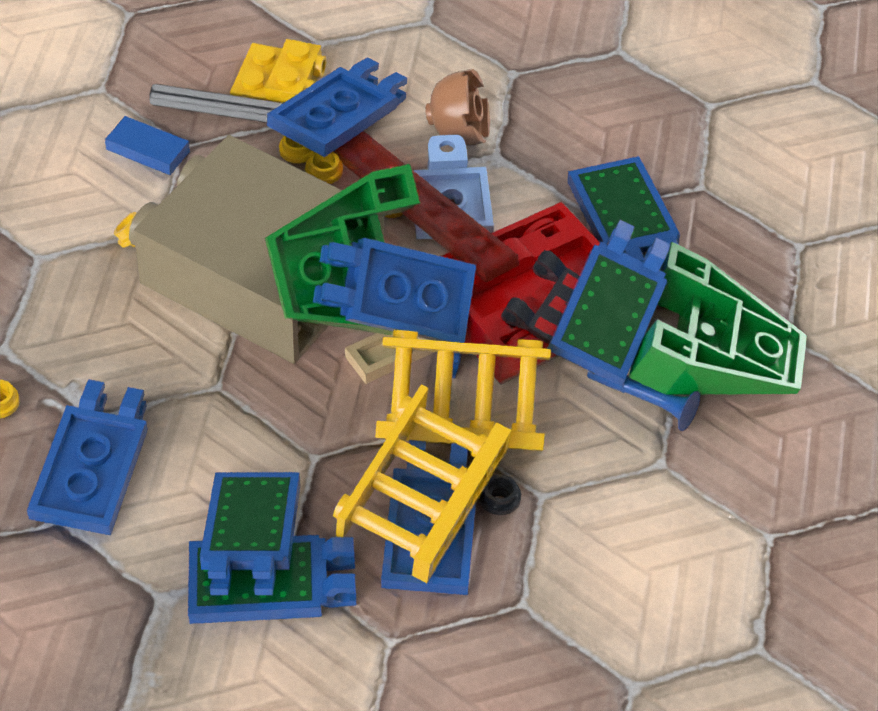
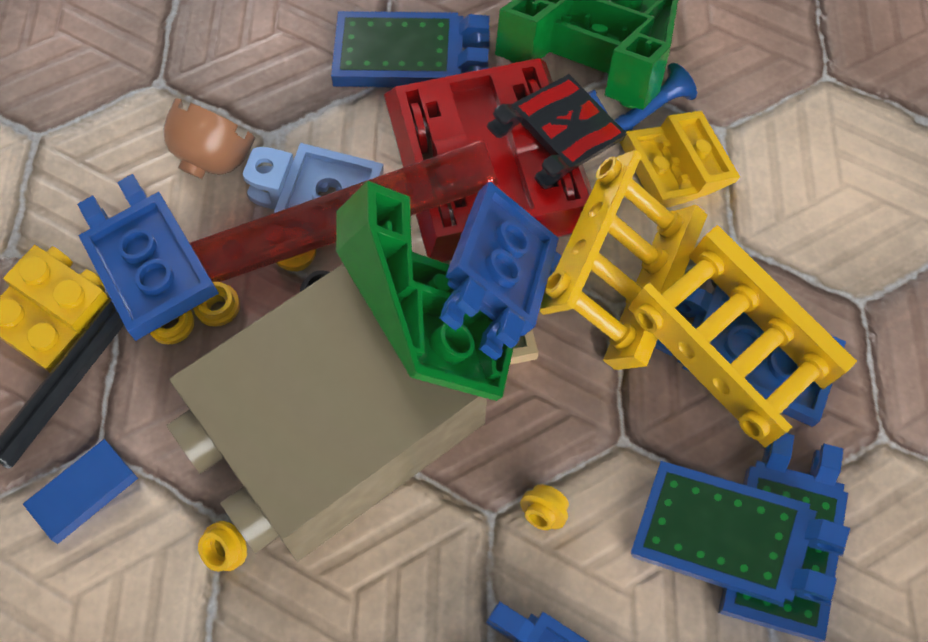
camera: 70 degrees left, 15 degrees up
(231, 408) = (545, 507): none -> yellow plate
(606, 433) = (680, 159): none -> yellow slope
(611, 306) = (565, 83): tile -> none

